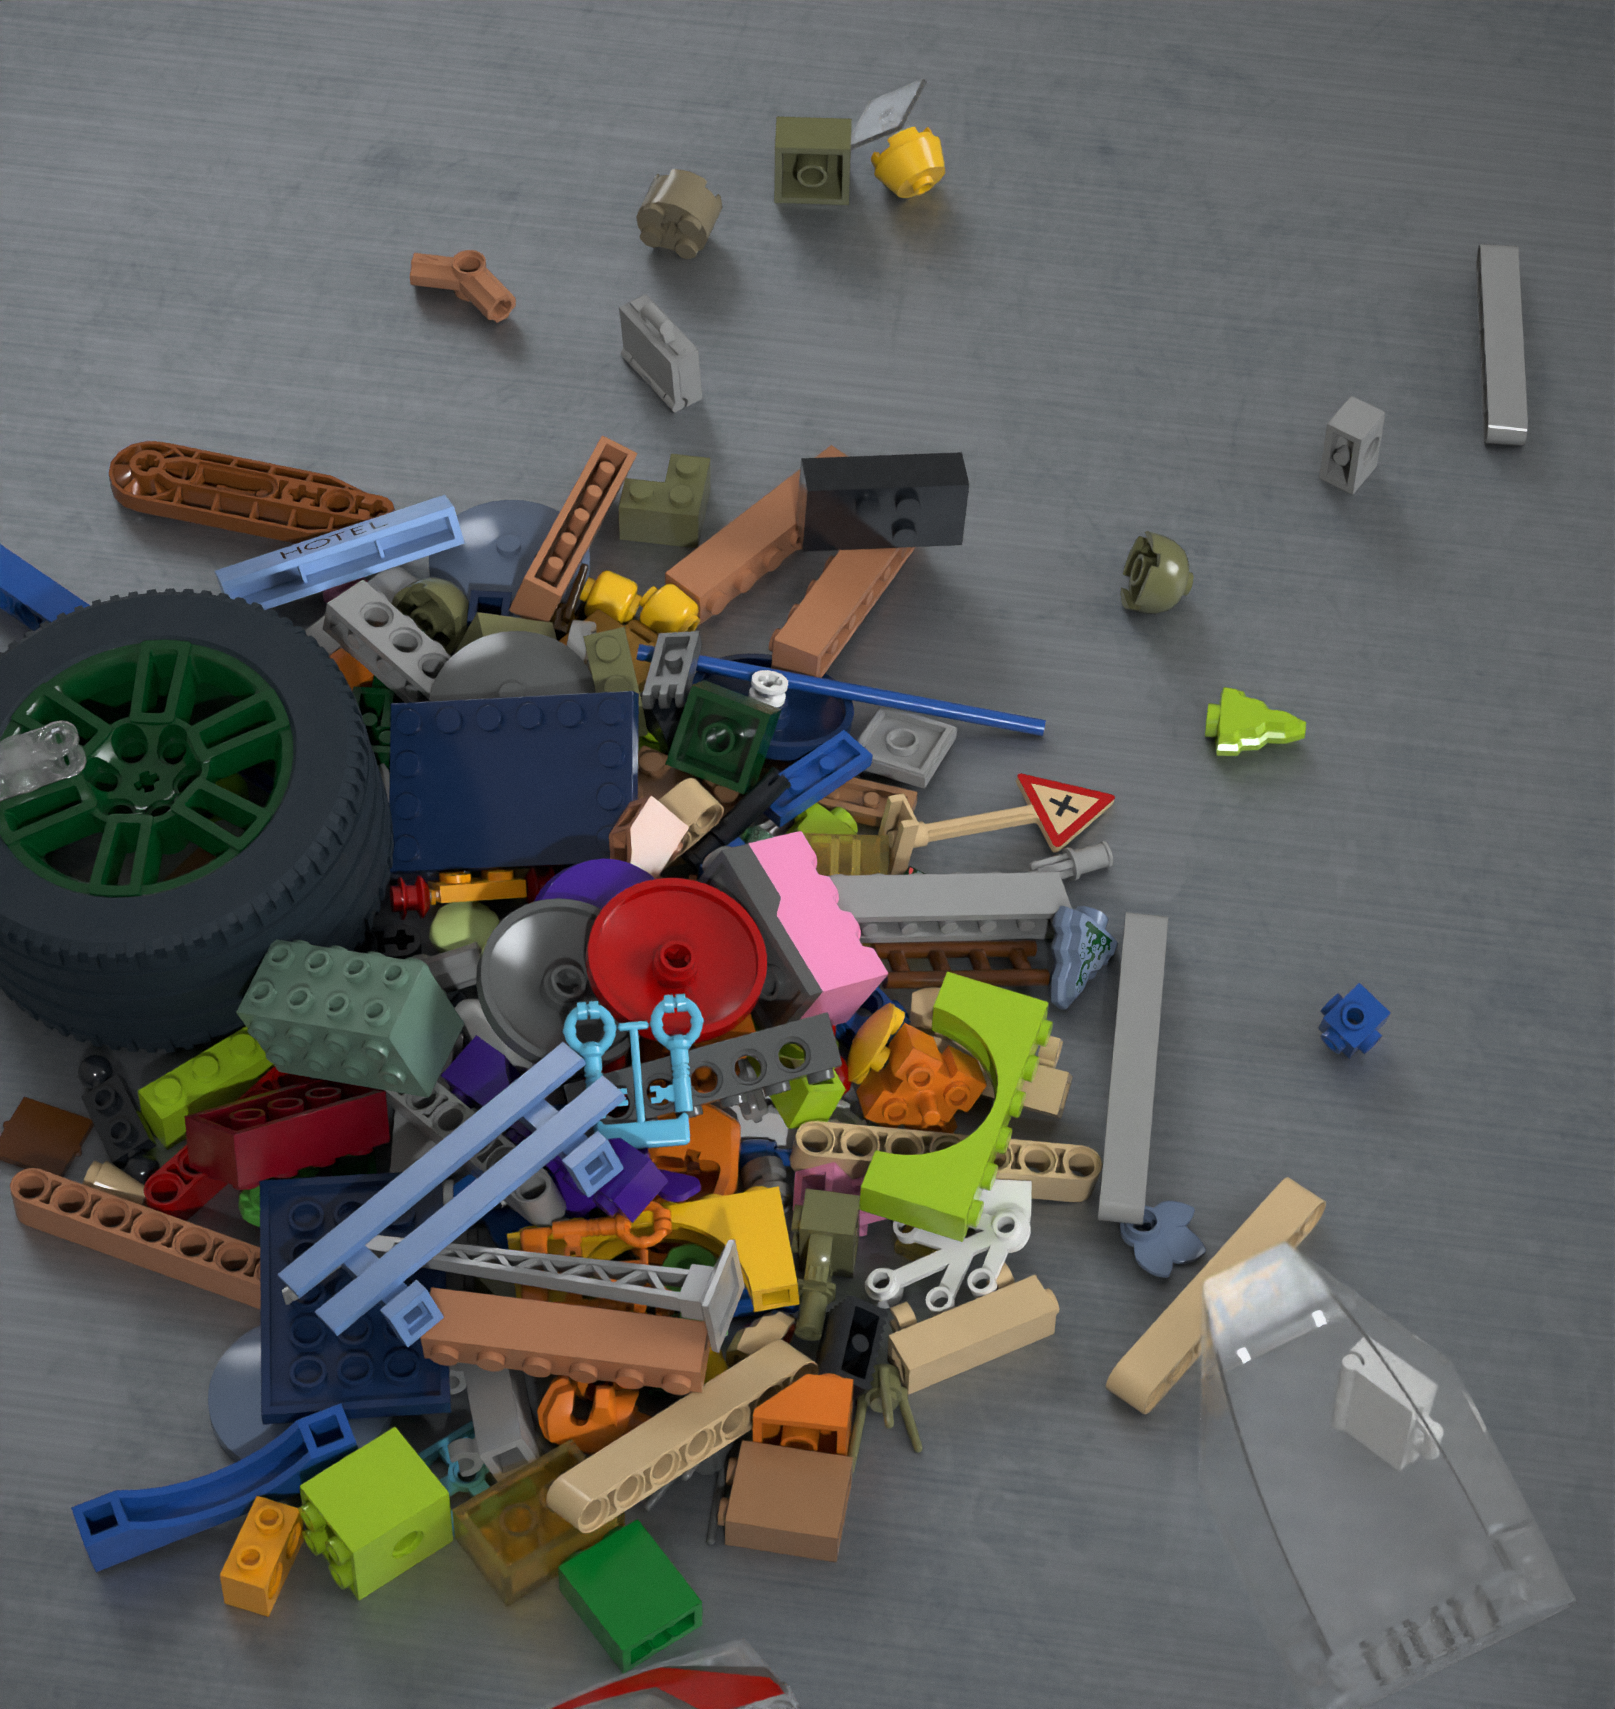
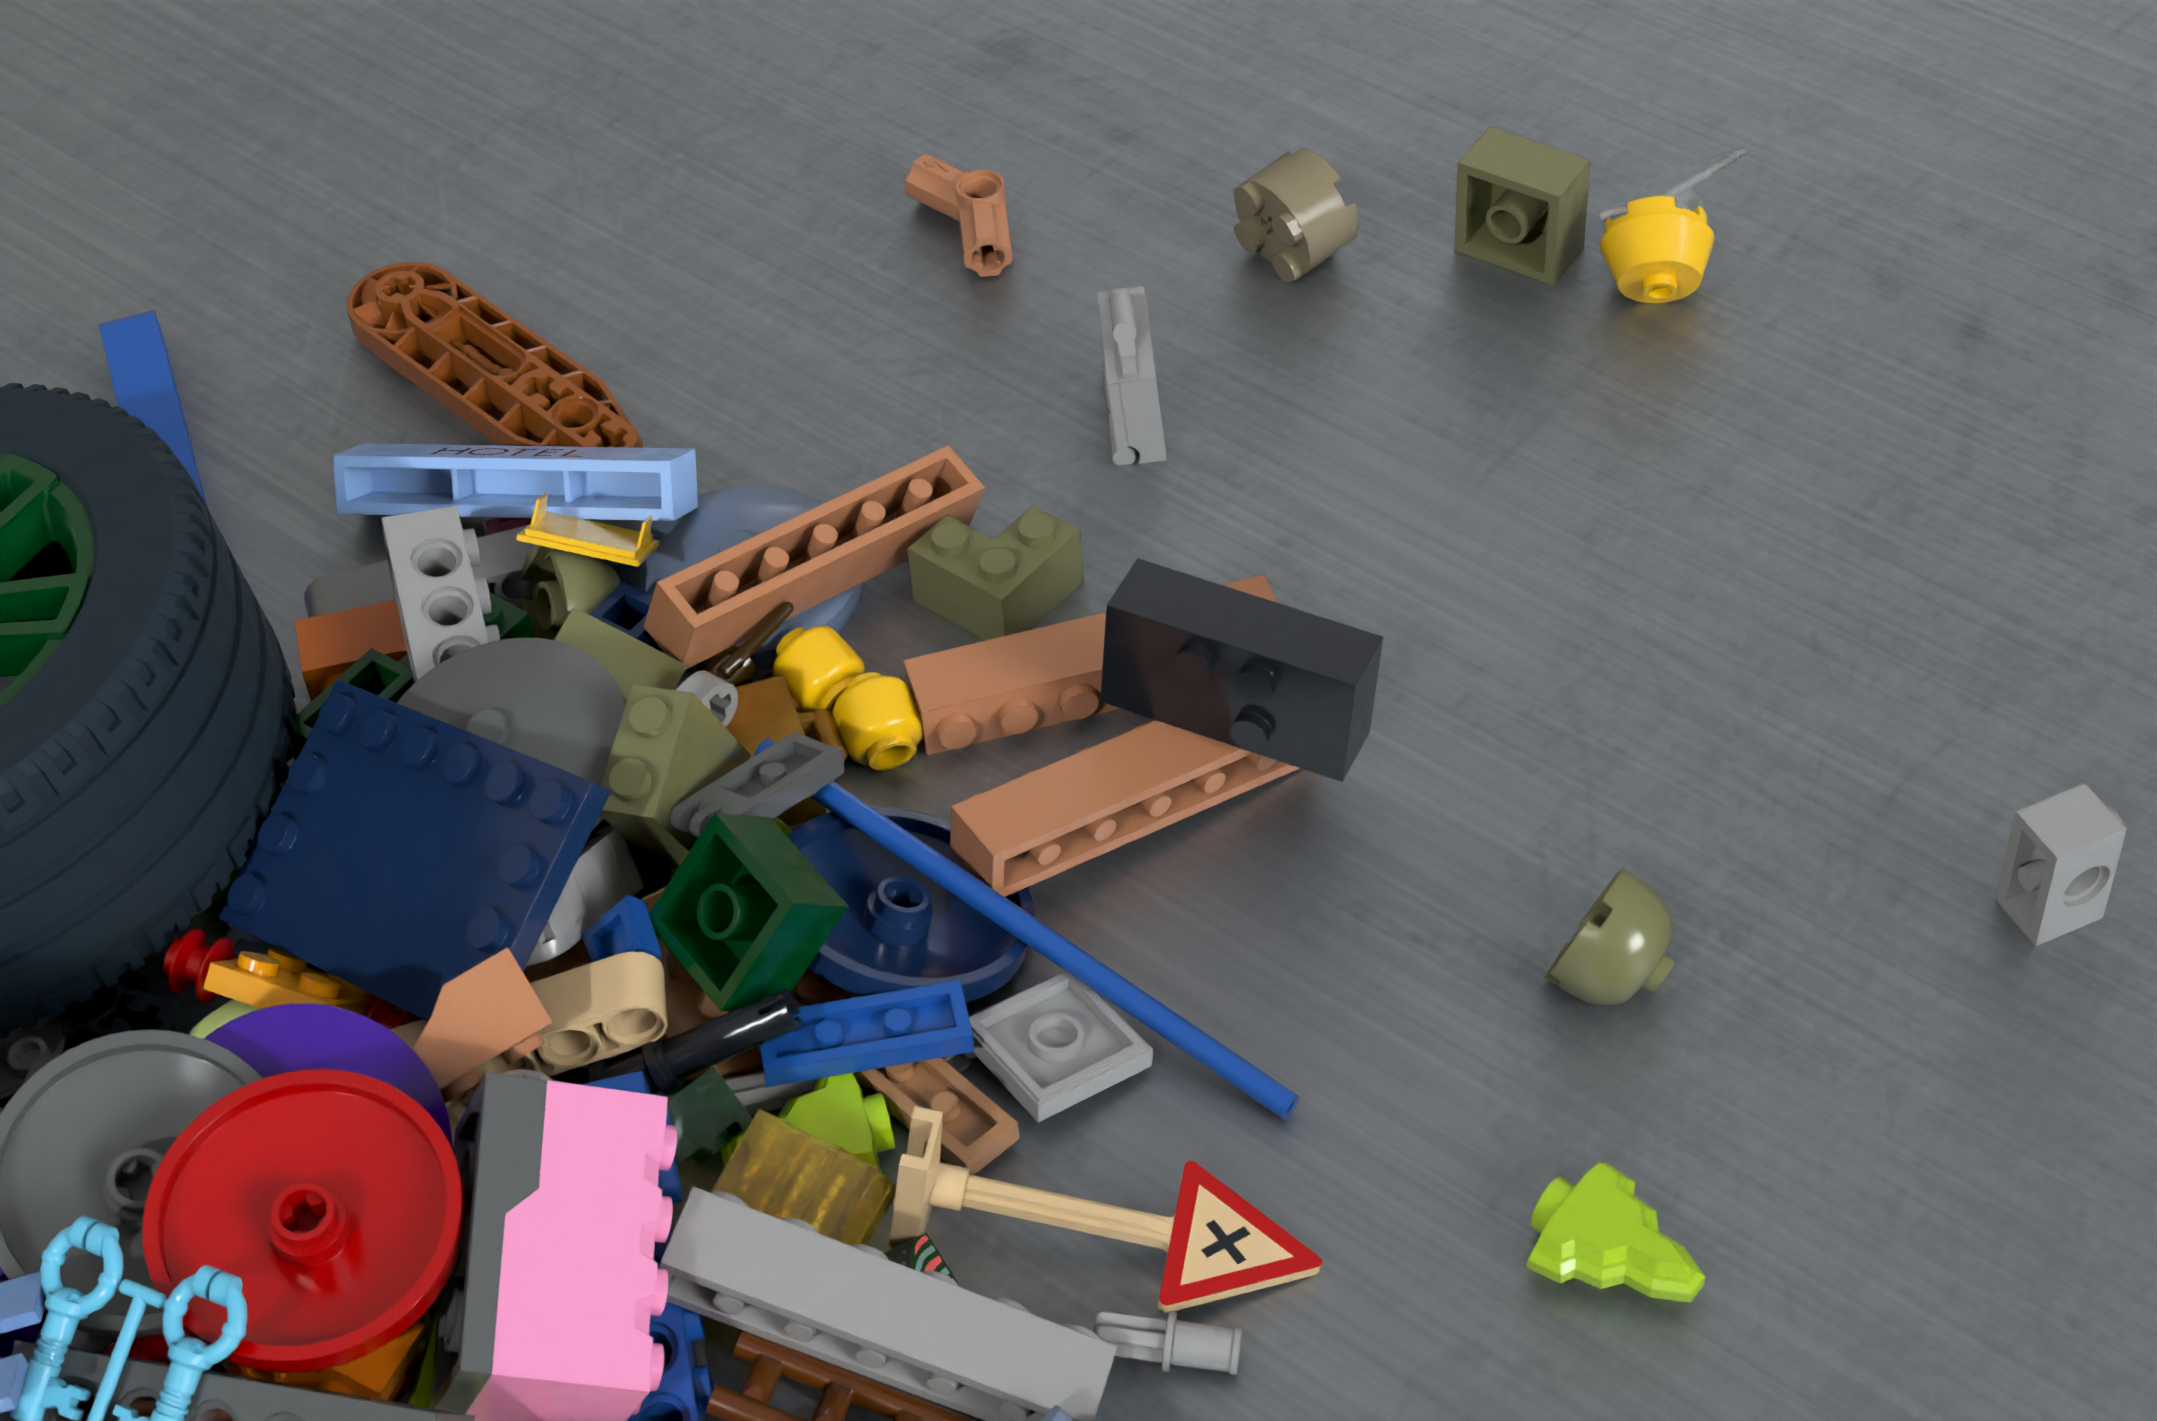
camera: 35 degrees right, 5 degrees down
(430, 570) = (588, 537): none -> yellow piece
(659, 777) = (622, 930): none -> blue tile
(769, 687) = (900, 875): white bush -> none

